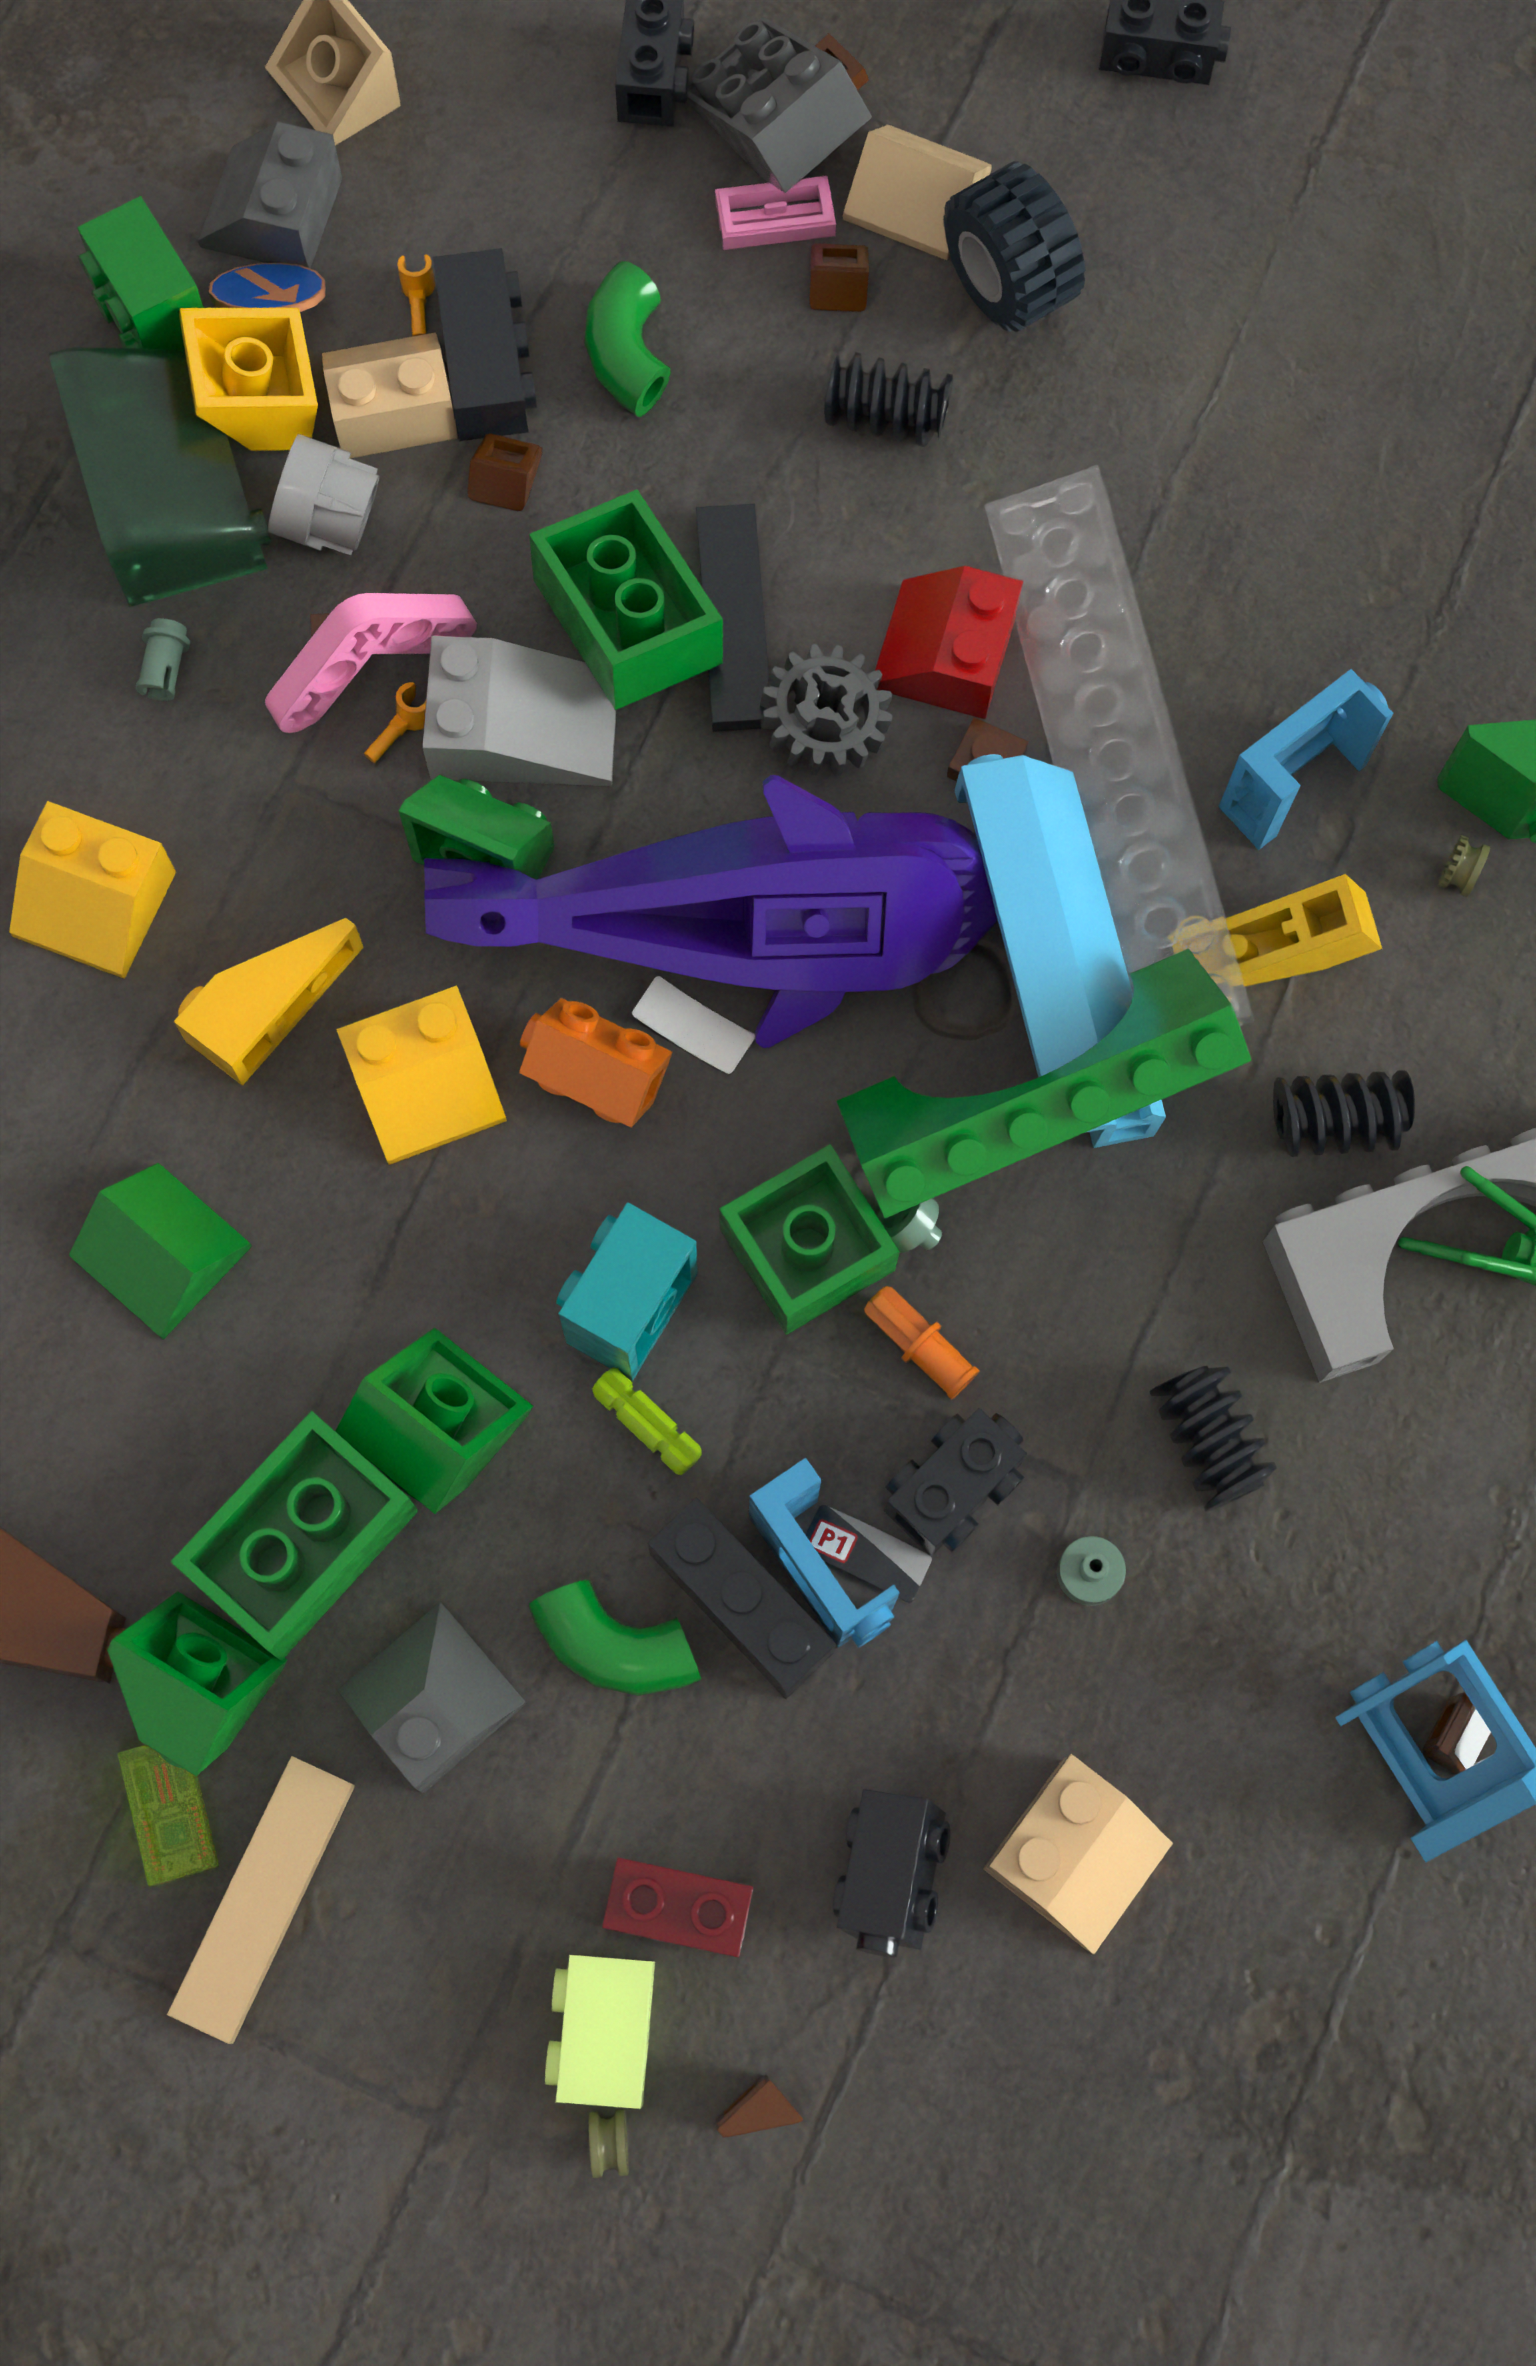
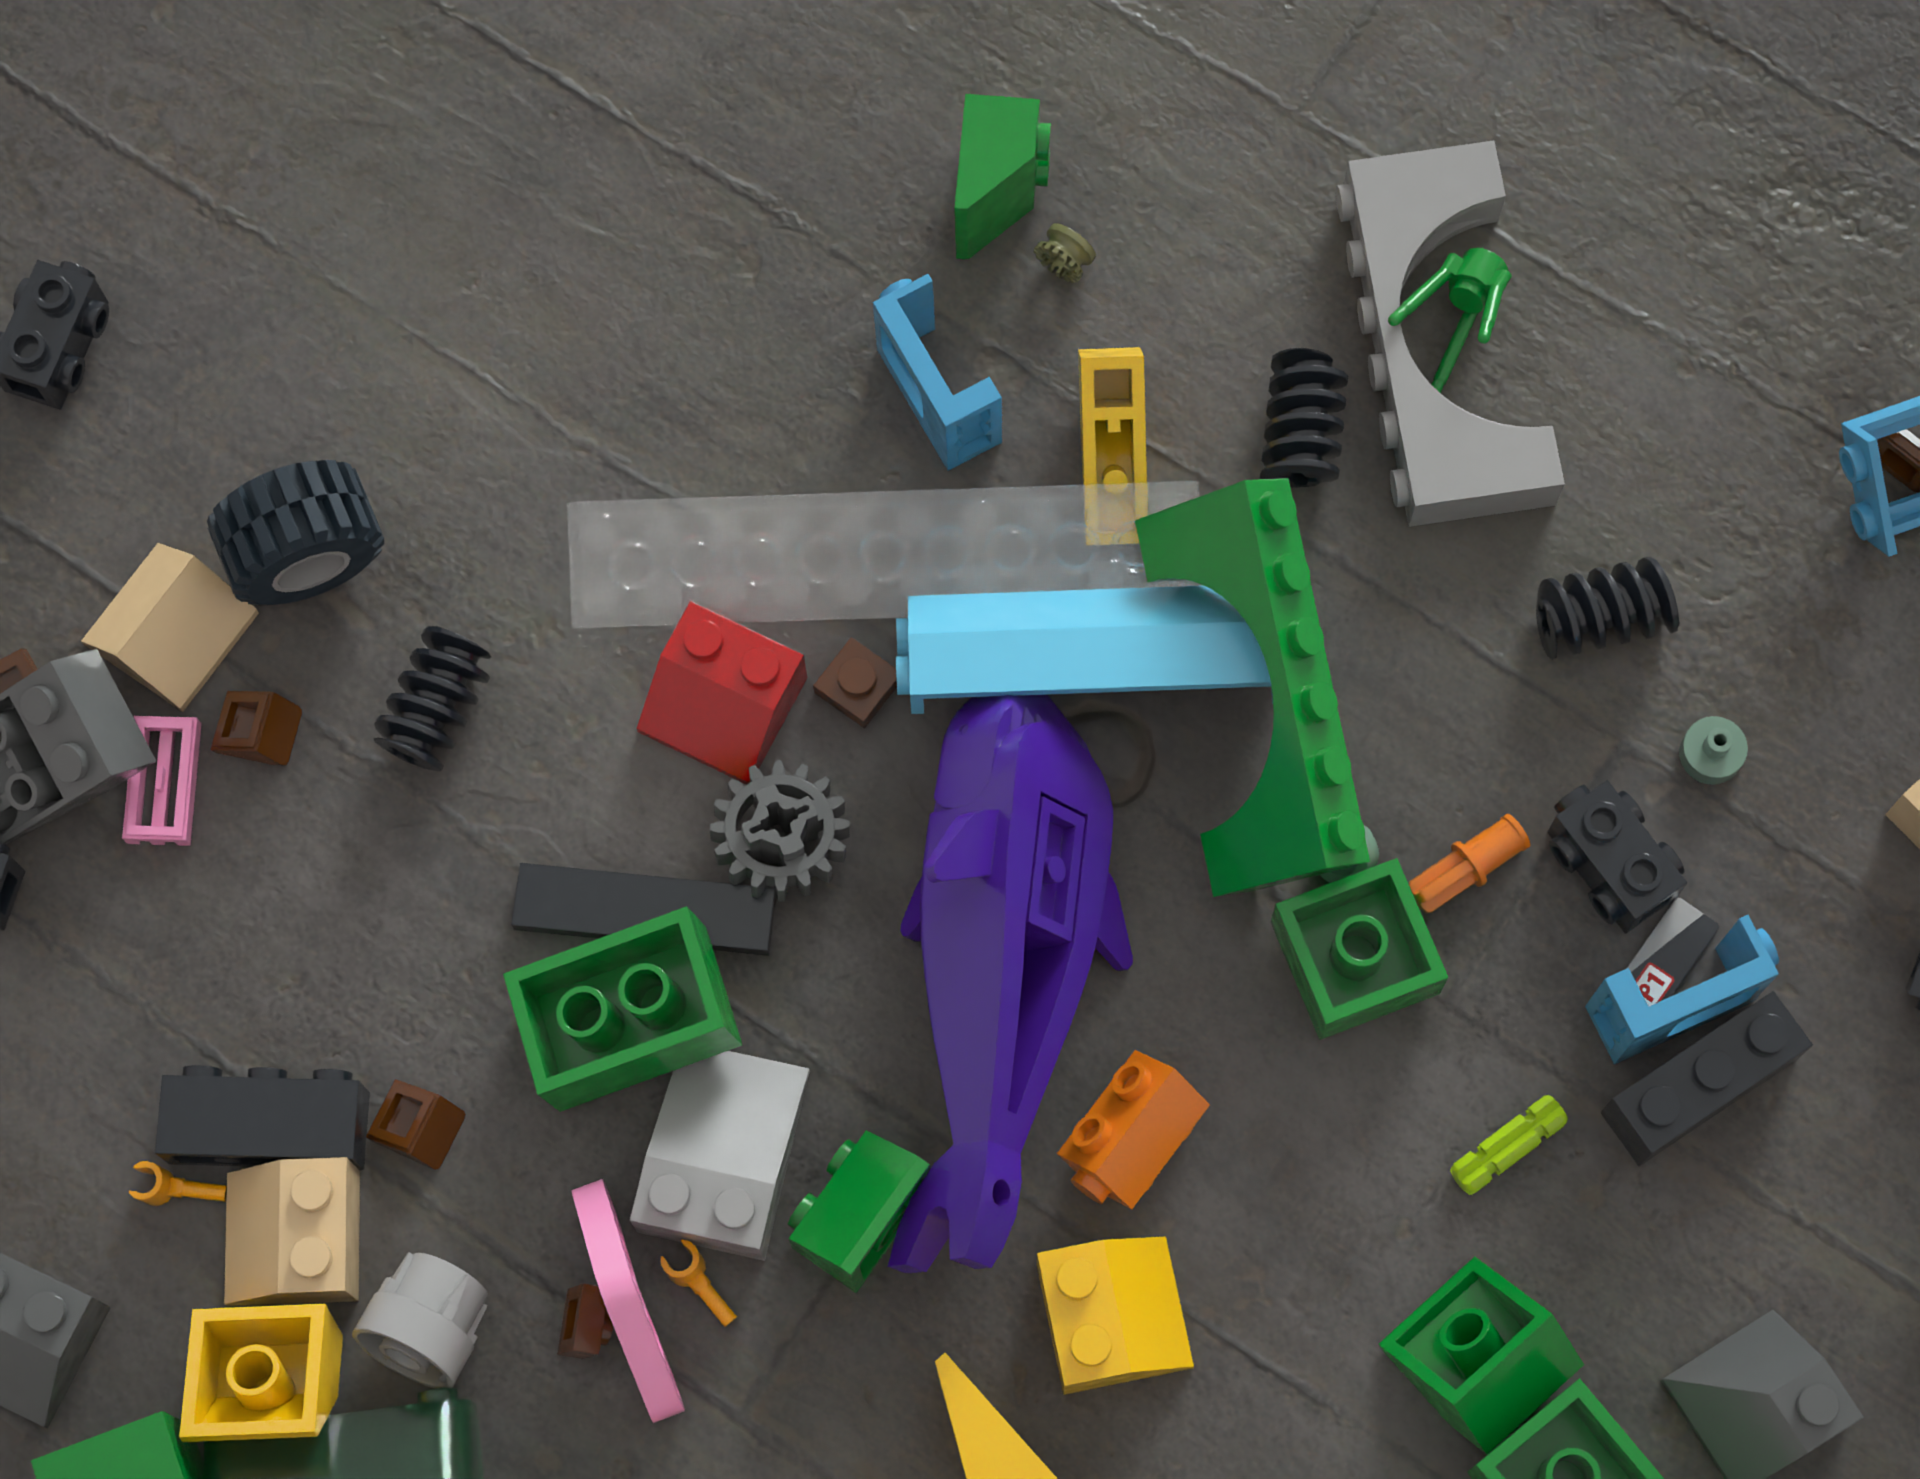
camera: 75 degrees left, 0 degrees up
(268, 287) = (140, 1350): blue piece -> none
(608, 1652) = (1739, 1216): green cylinder -> none
(616, 342) = (290, 974): green cylinder -> none
(627, 1289) = (1389, 1132): teal brick -> none
(692, 1026) = (1100, 1028): white sticker -> none

